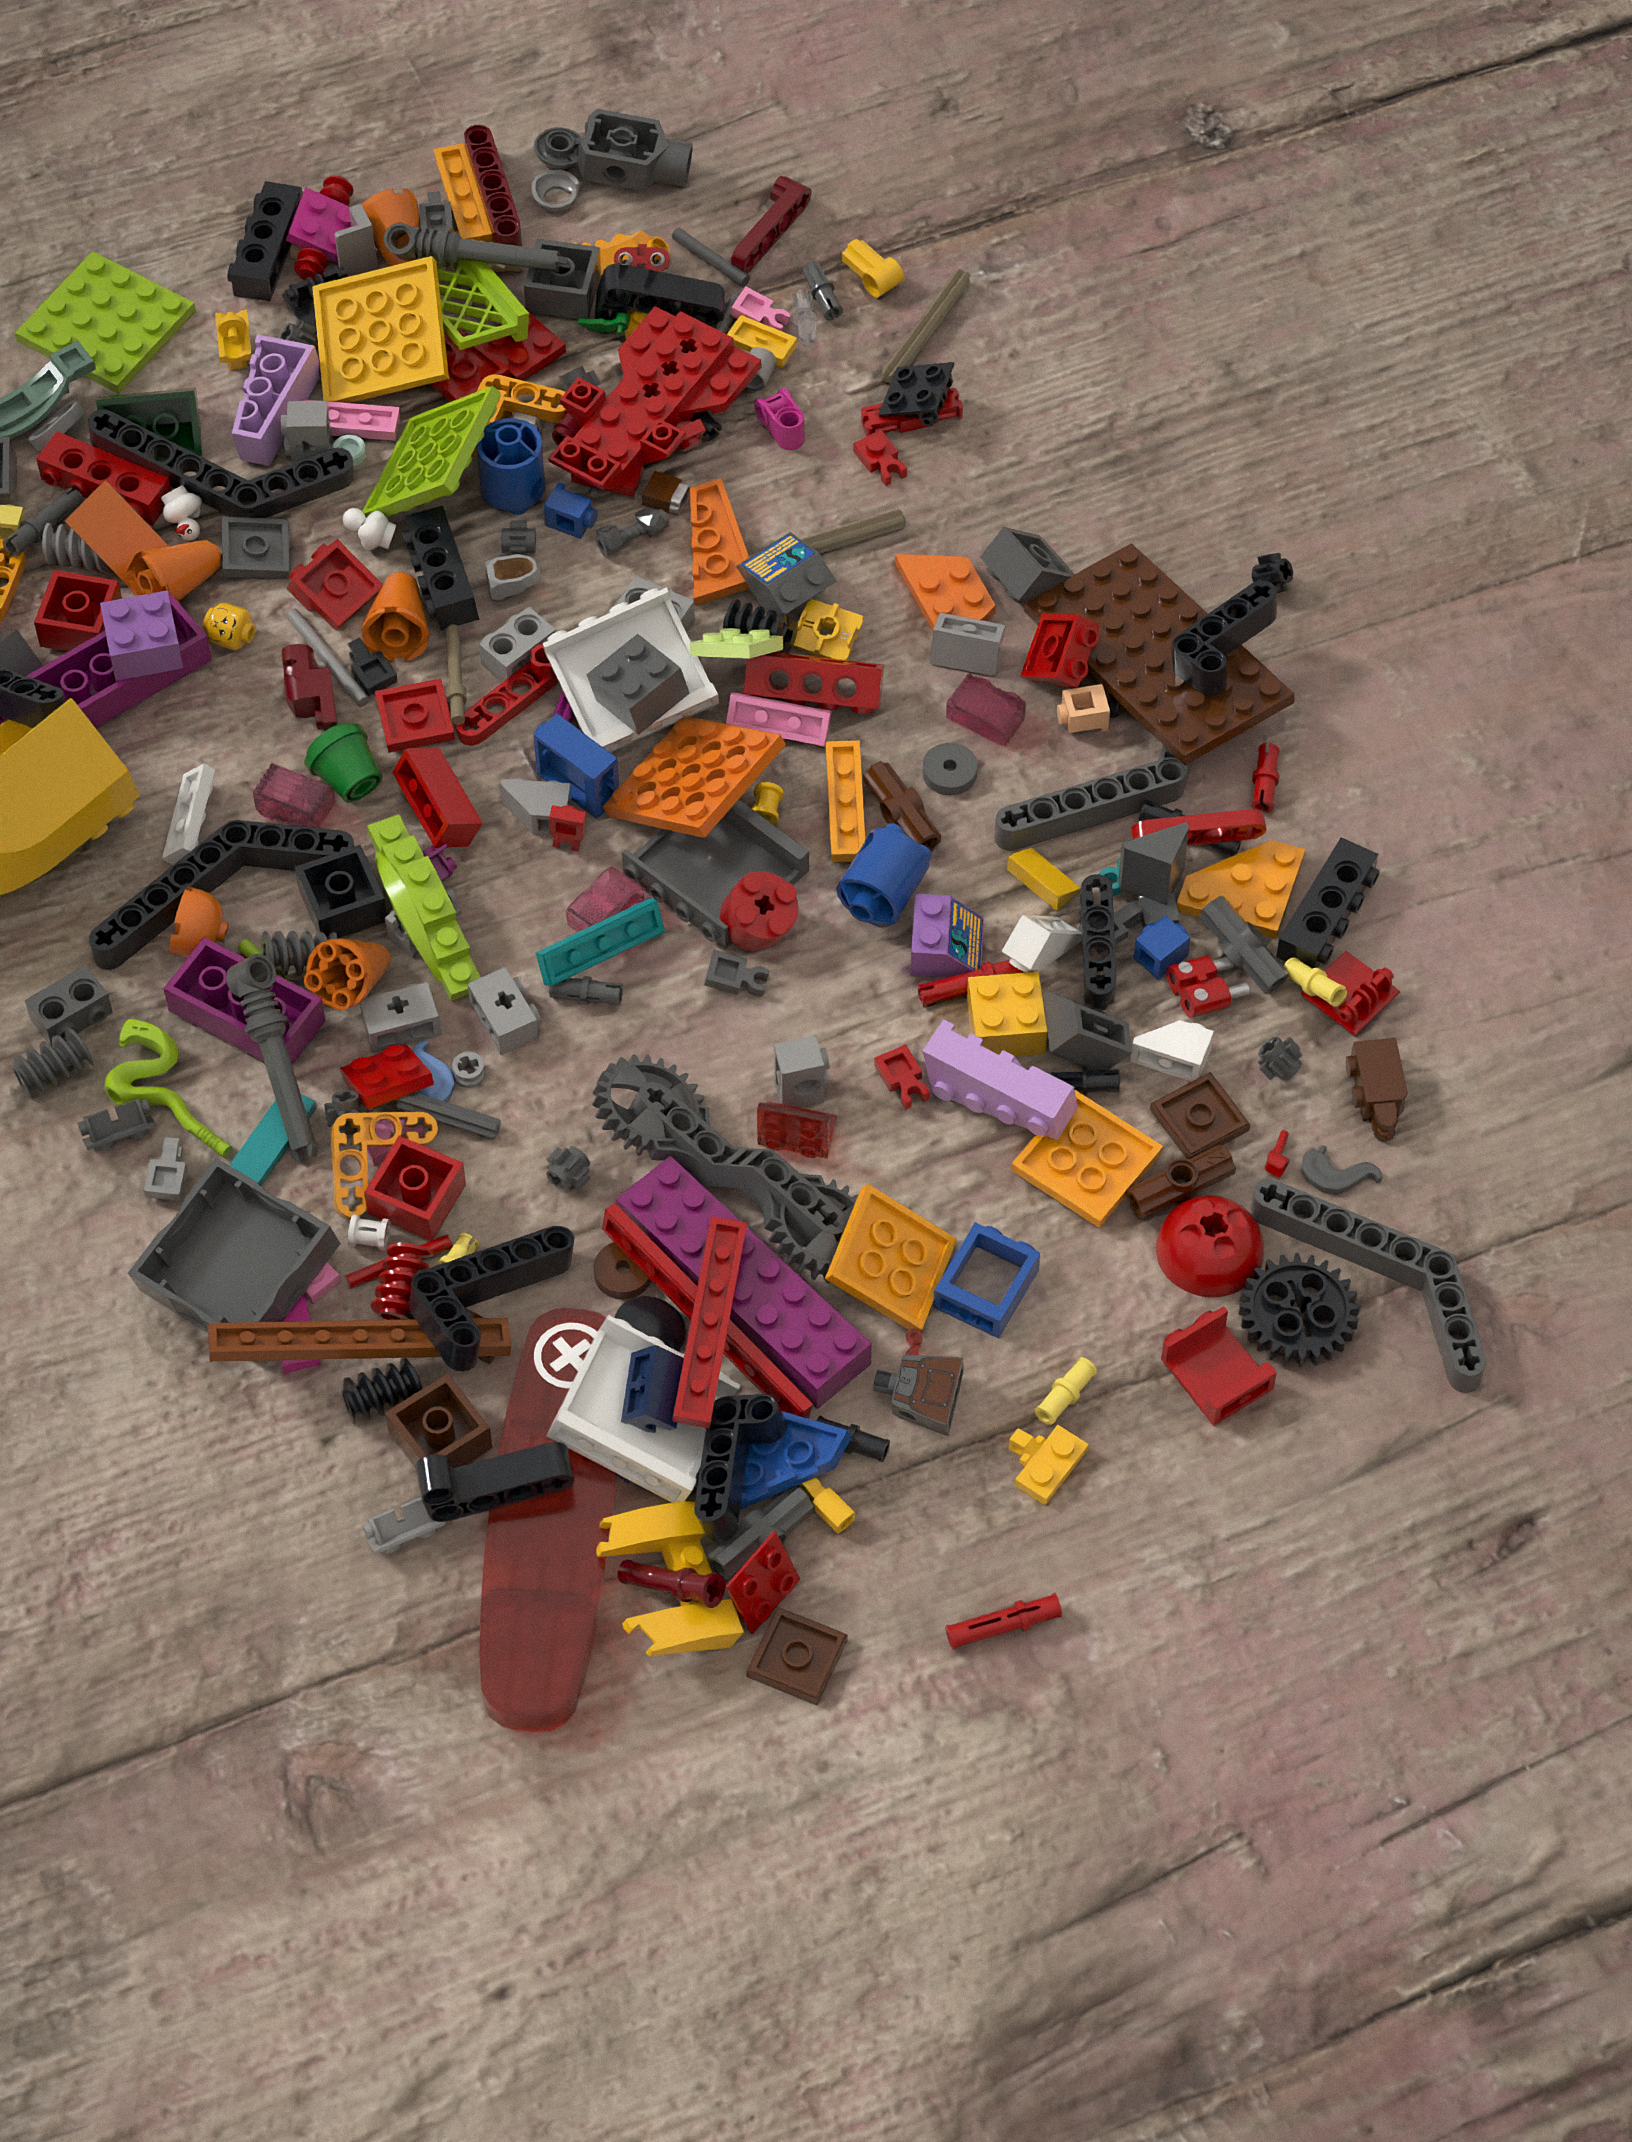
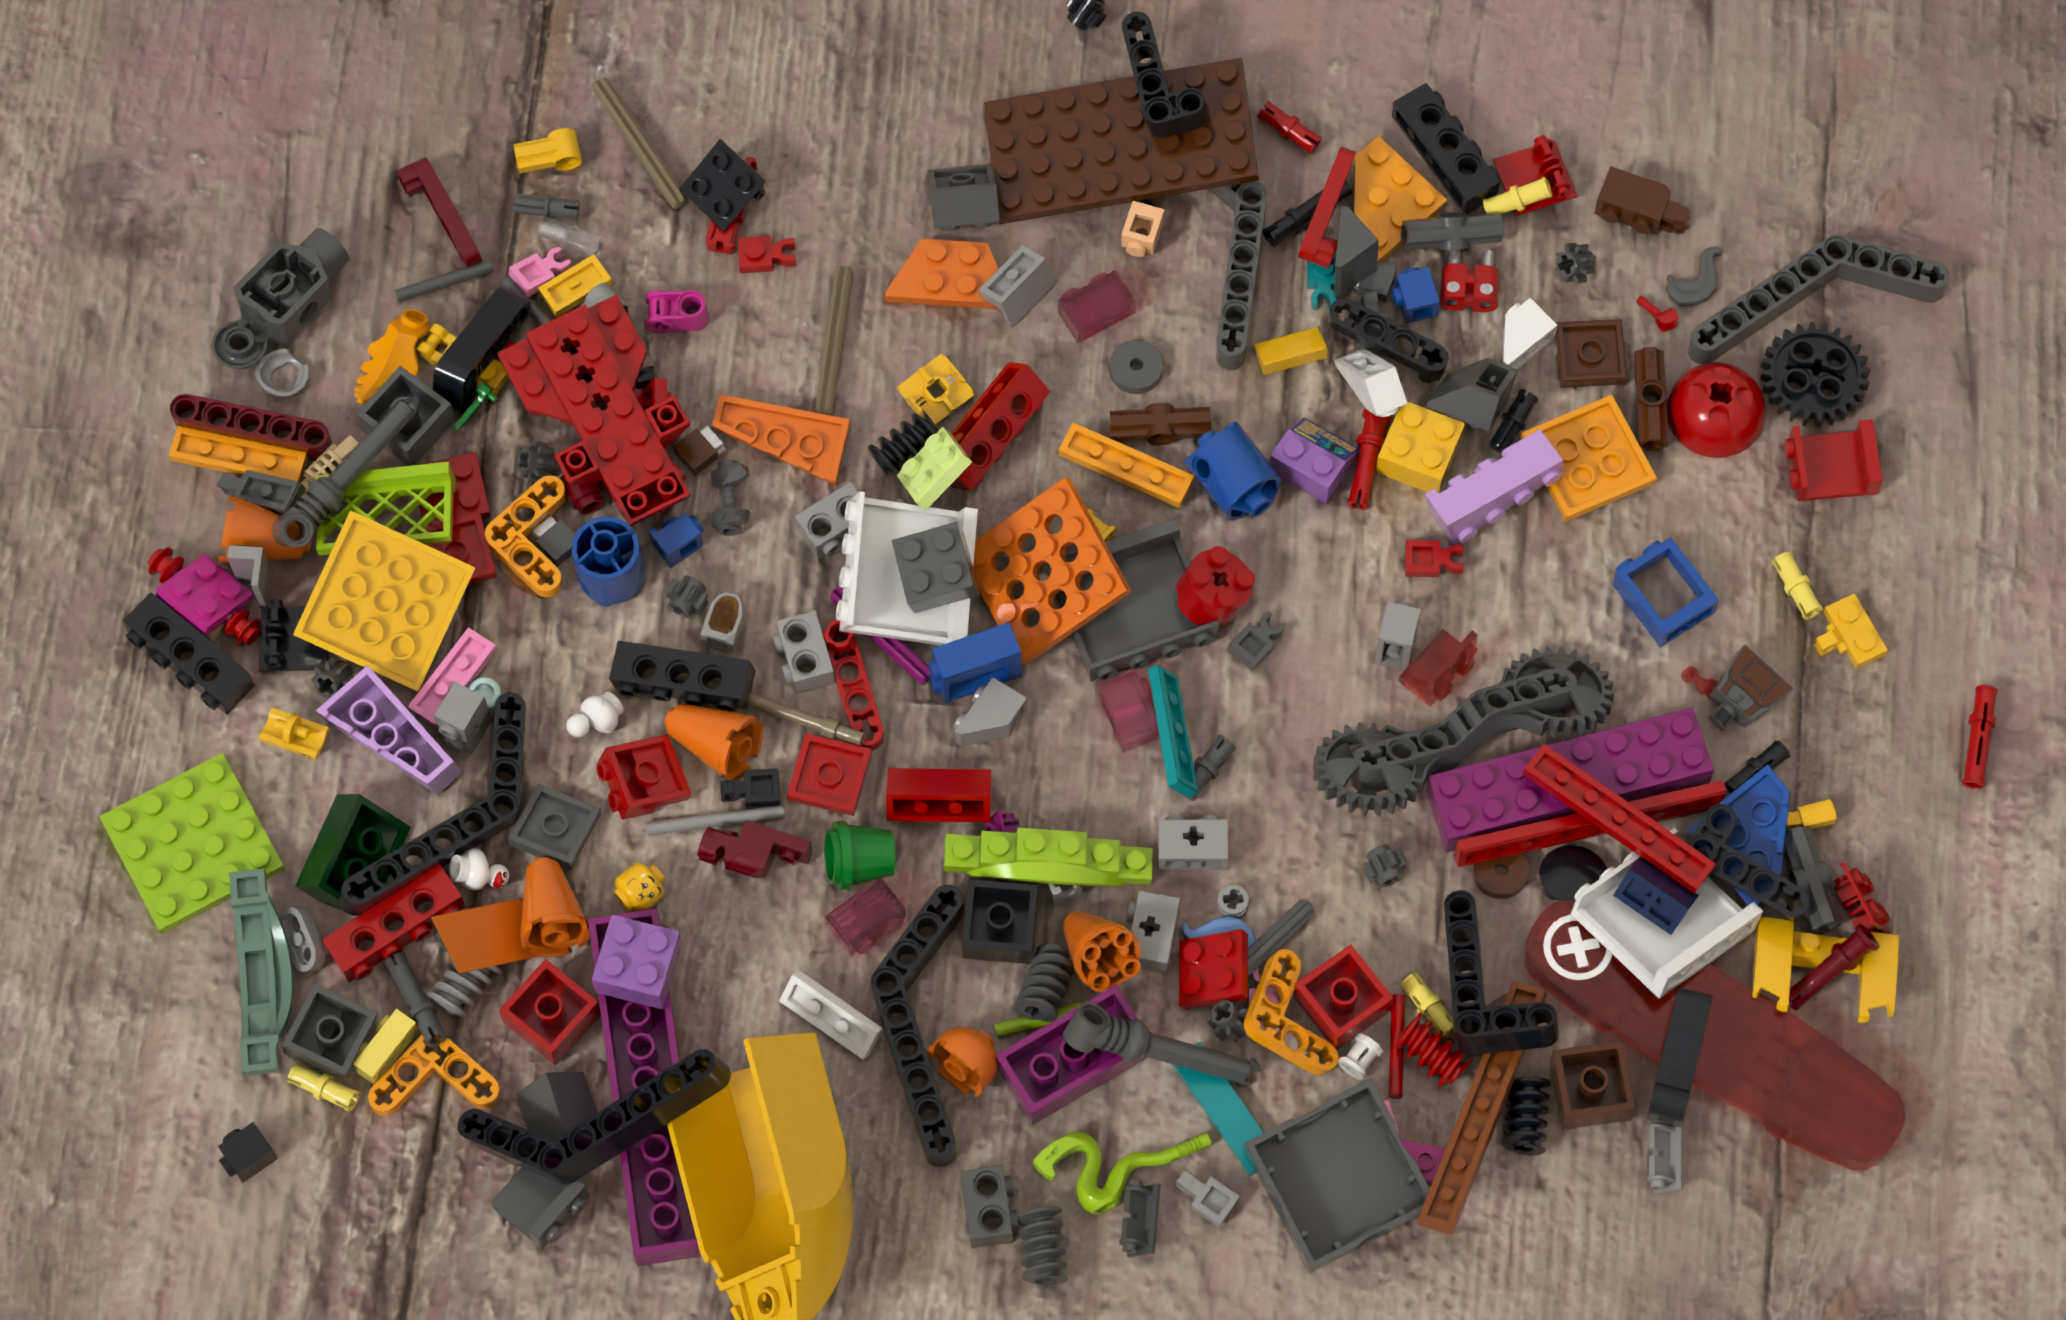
camera: 60 degrees left, 10 degrees up
(432, 453) = (562, 622): lime plate -> none
(567, 825) = (1036, 699): red plate -> none
(644, 257) = (438, 331): red piece -> none
(779, 717) = (1010, 476): bright pink plate -> none
(785, 574) = (867, 393): dark grey slope -> none
(797, 1655) = (1929, 907): reddish brown tile -> none
(891, 1258) = (1616, 653): light orange plate -> none
(1061, 649) = (1081, 214): red plate -> none

